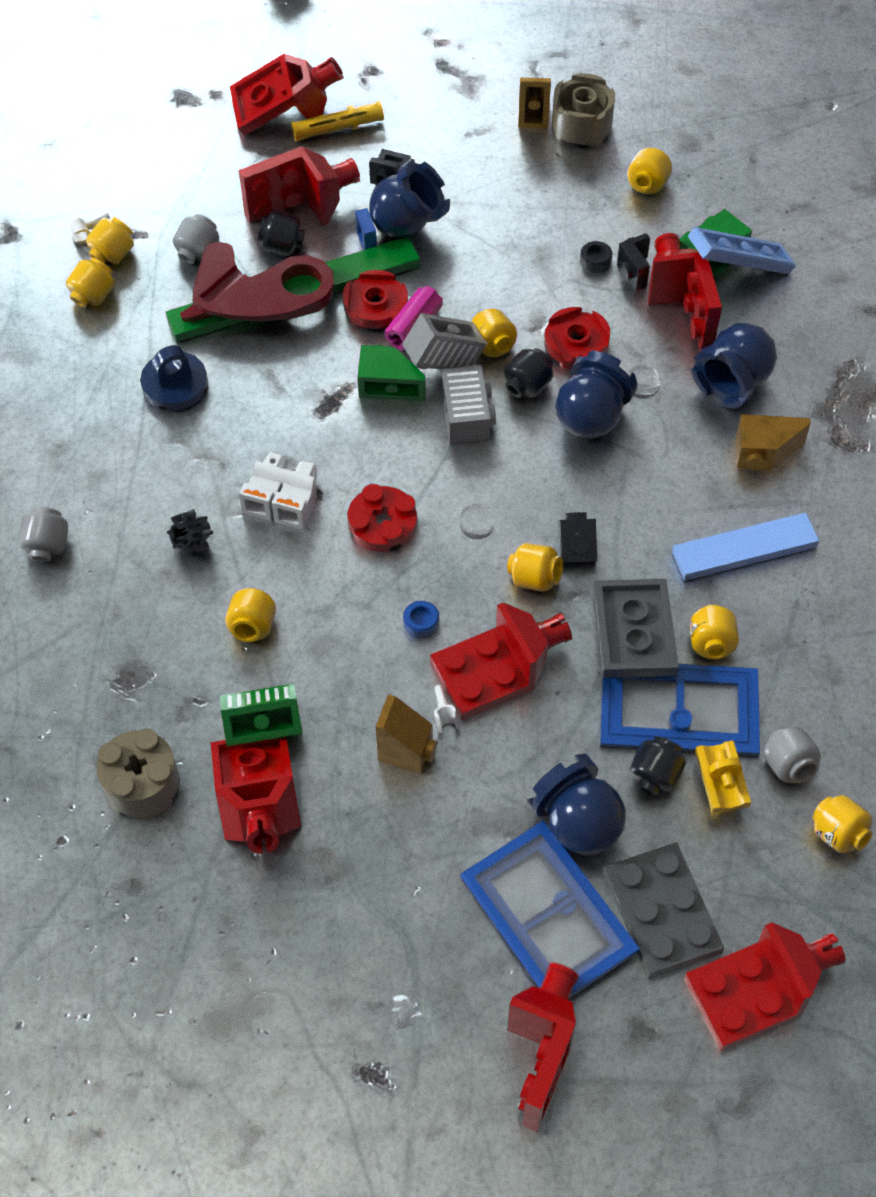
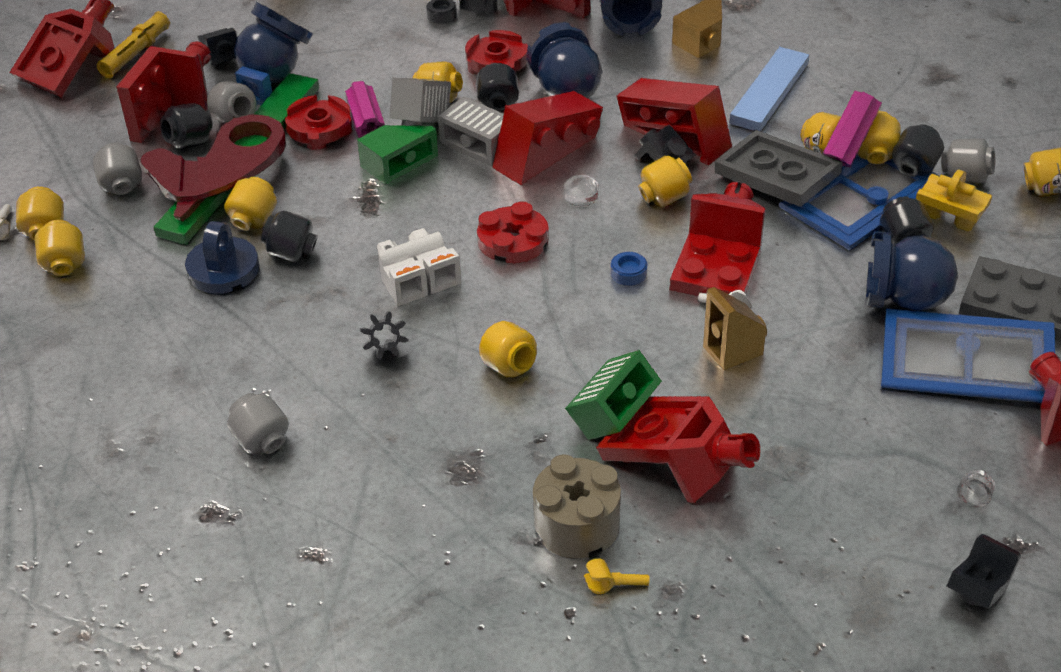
camera: 45 degrees left, 15 degrees down
(99, 837) = (602, 580): none -> yellow hand
(231, 394) = (288, 236): none -> black head
(240, 343) = (250, 203): none -> yellow head
(310, 1071) = (985, 572): none -> black bracket
(329, 237) = (230, 101): none -> light grey head
(506, 447) = (544, 132): none -> red wedge
(622, 514) = (689, 108): none -> red wedge
(713, 647) = (853, 128): none -> dark pink axle
(743, 670) = (881, 139): none -> yellow head
(756, 710) = (918, 150): none -> black head

